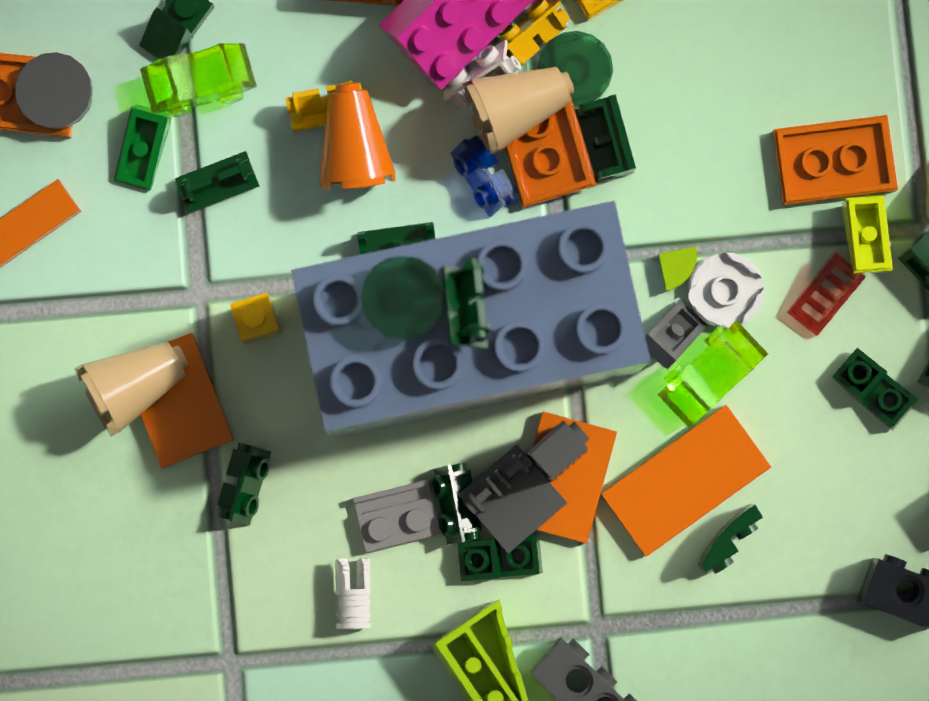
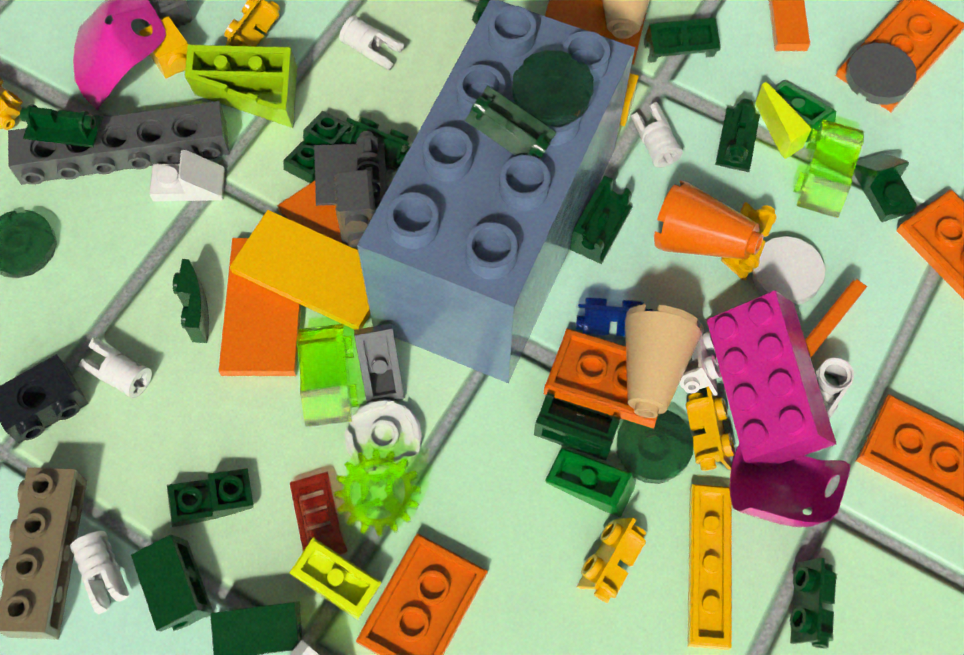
camera: 125 degrees right, 20 degrees down
(145, 297) = (682, 38): none -> dark green hinge
(178, 143) = (782, 121): none -> neon yellow slope
(274, 250) = (658, 137): none -> white hinge
(328, 55) = (790, 269): none -> white tile
(396, 516) = (403, 103): light grey plate -> none
(619, 647) = (189, 181): none -> white slope
(628, 458) = (305, 269): none -> yellow tile
(642, 100) = (592, 481): none -> green slope
(677, 266) = (432, 412): lime tile -> none
(712, 41) = (621, 542): none -> yellow hinge
(793, 255) = (365, 481): none -> clear neon green gear
(832, 550) = (117, 369): none -> white hinge

